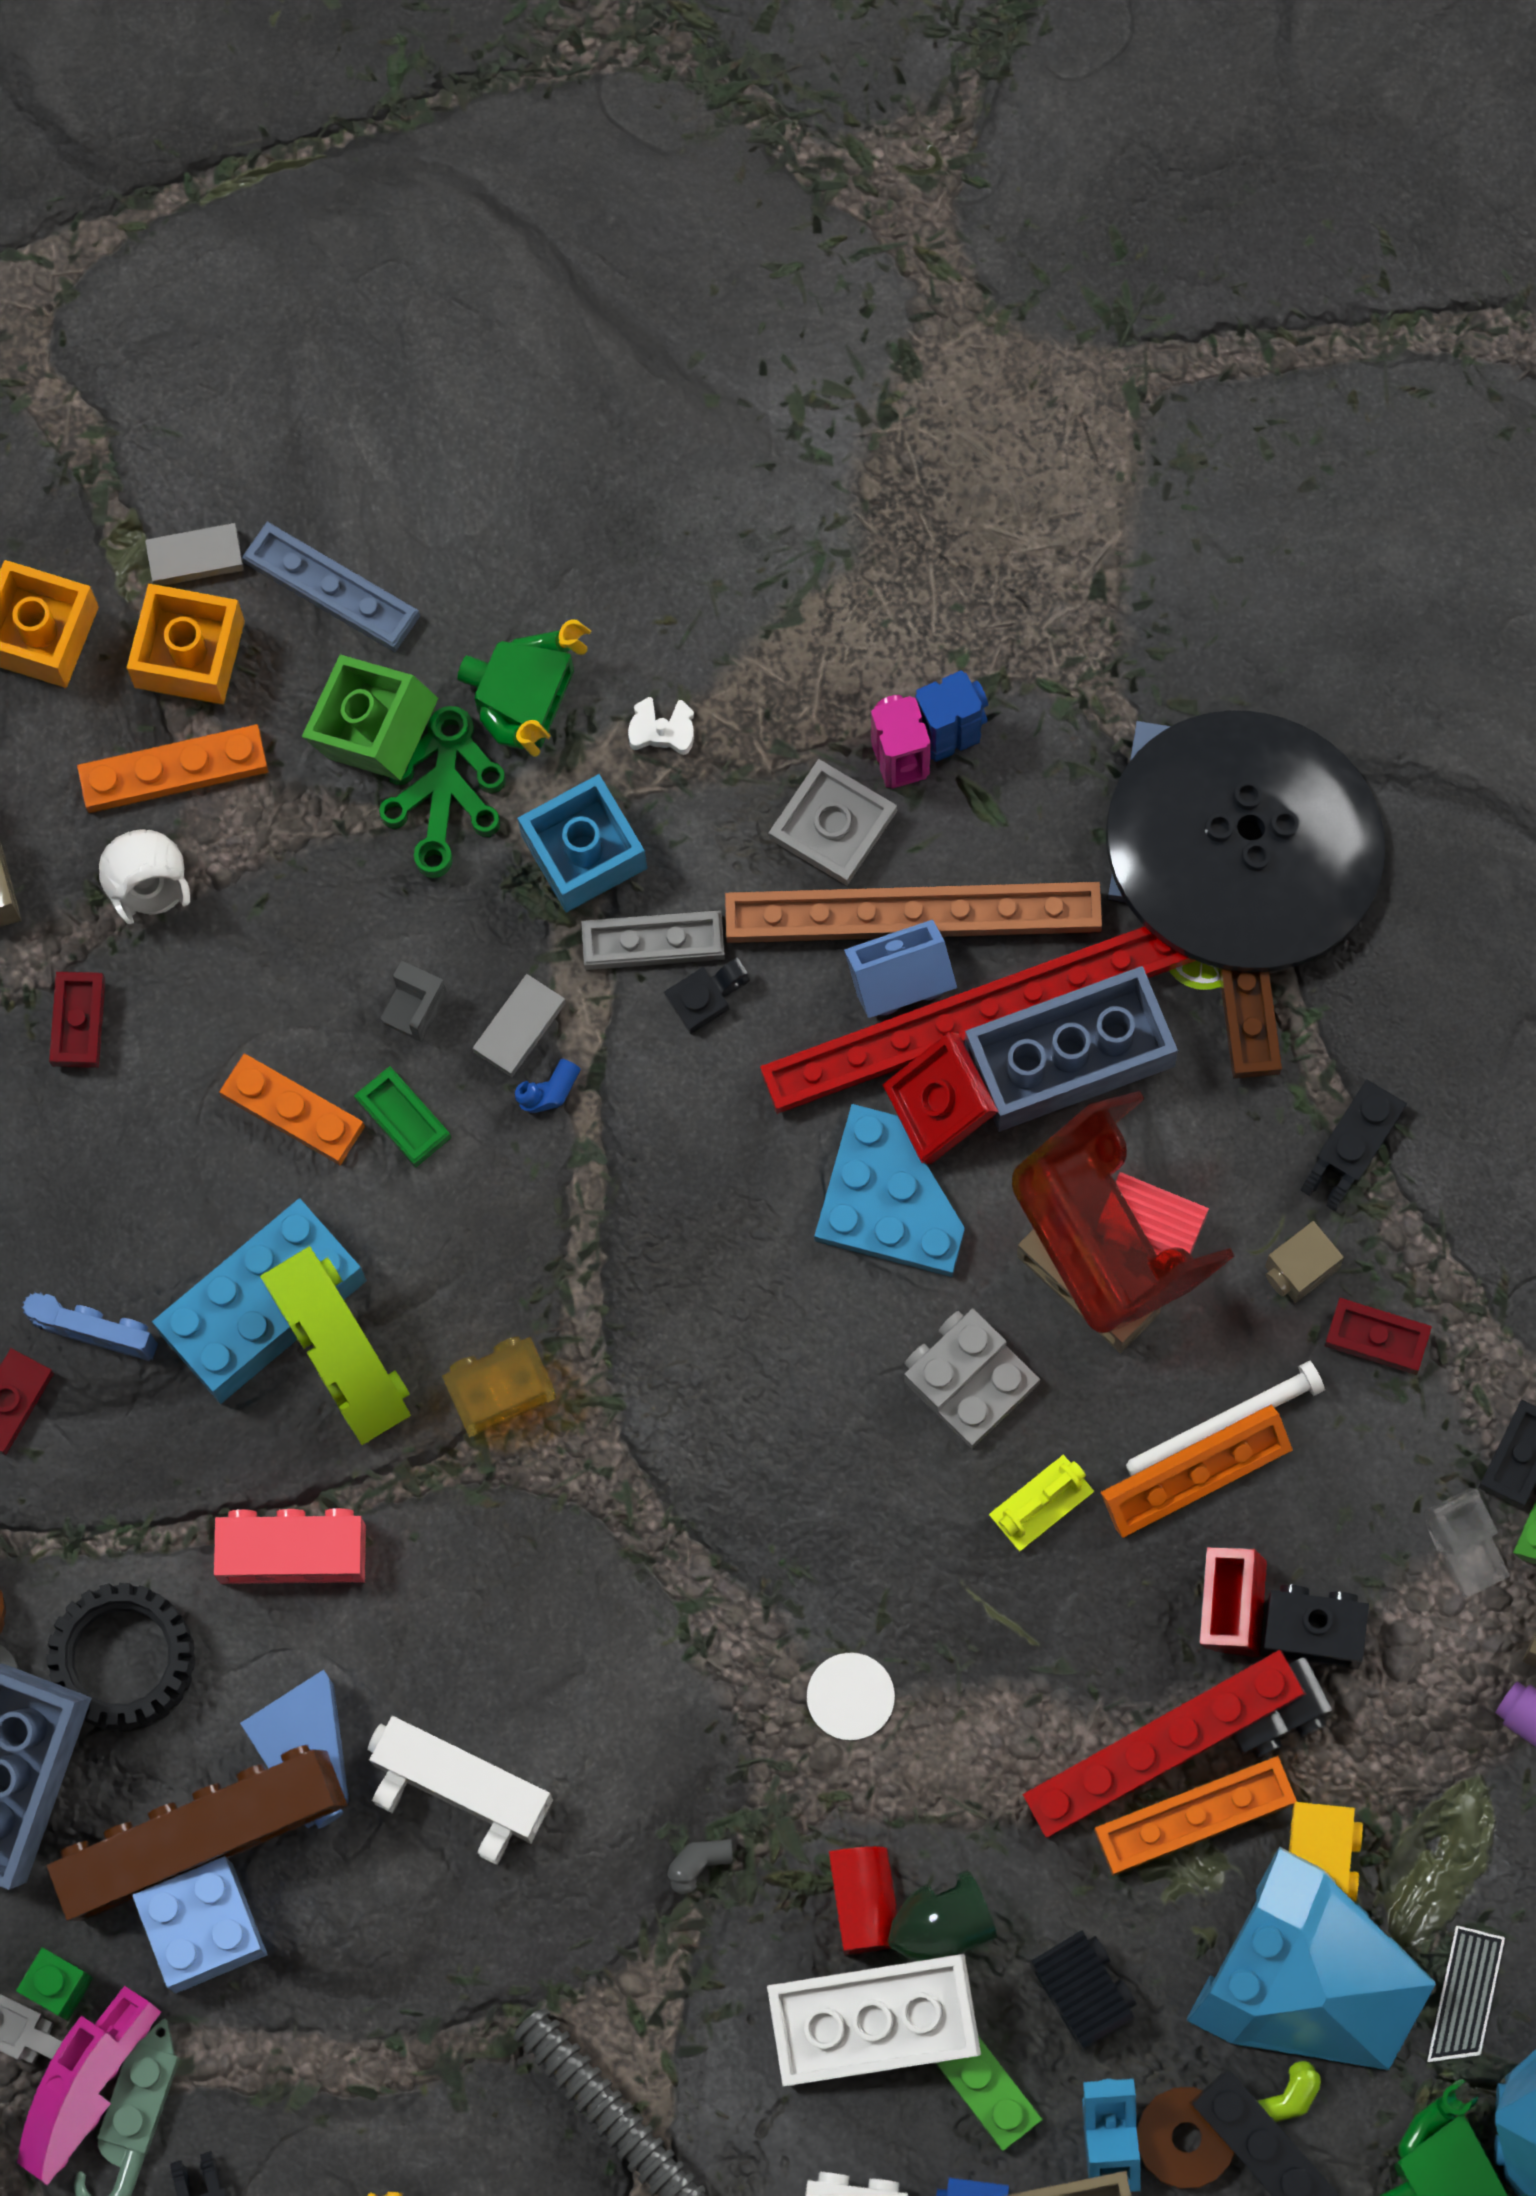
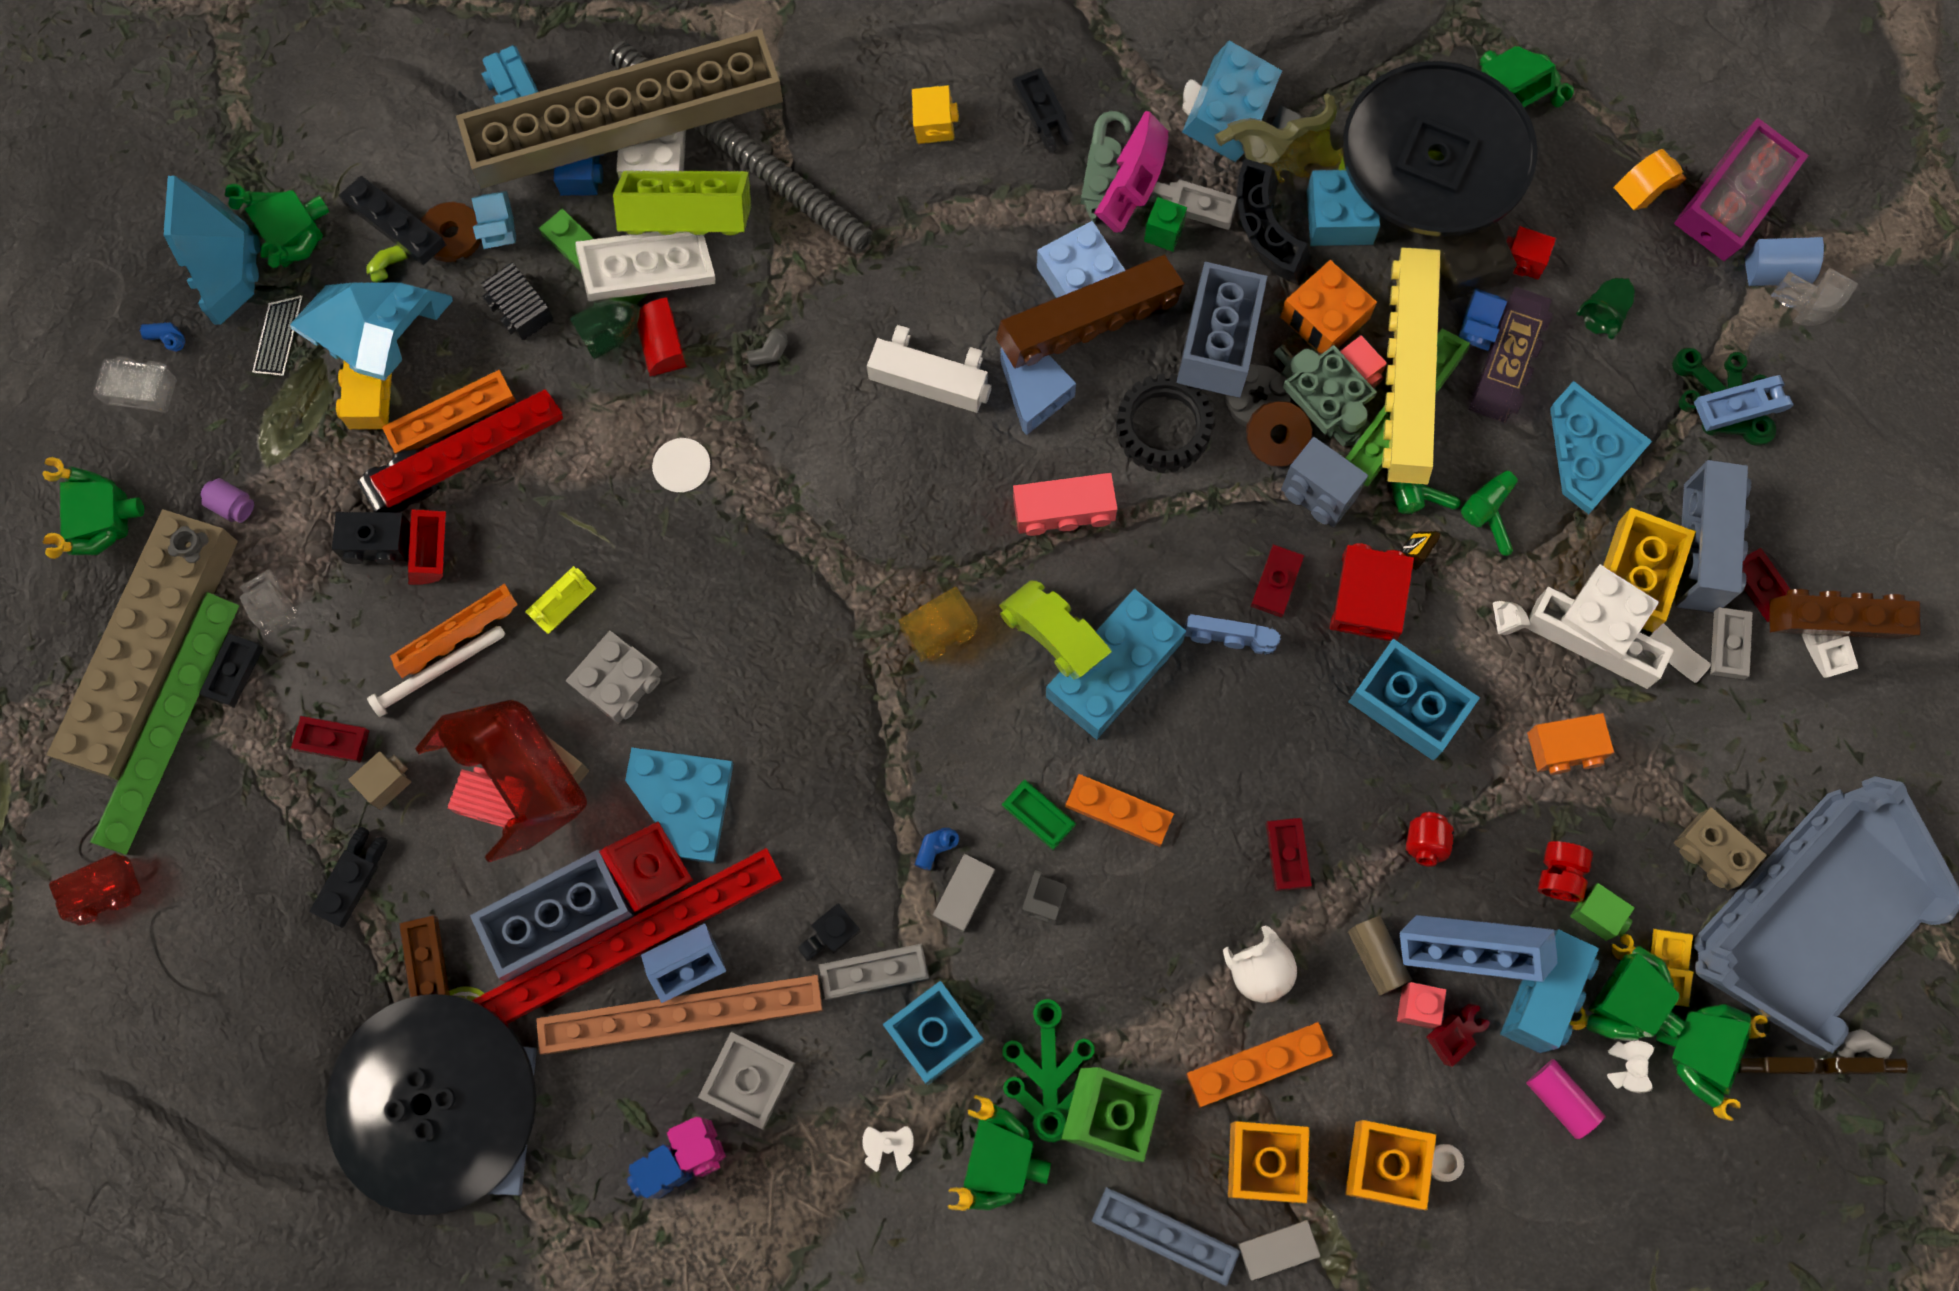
camera: 170 degrees right, 0 degrees up
(802, 2113) = (682, 202): none -> lime brick

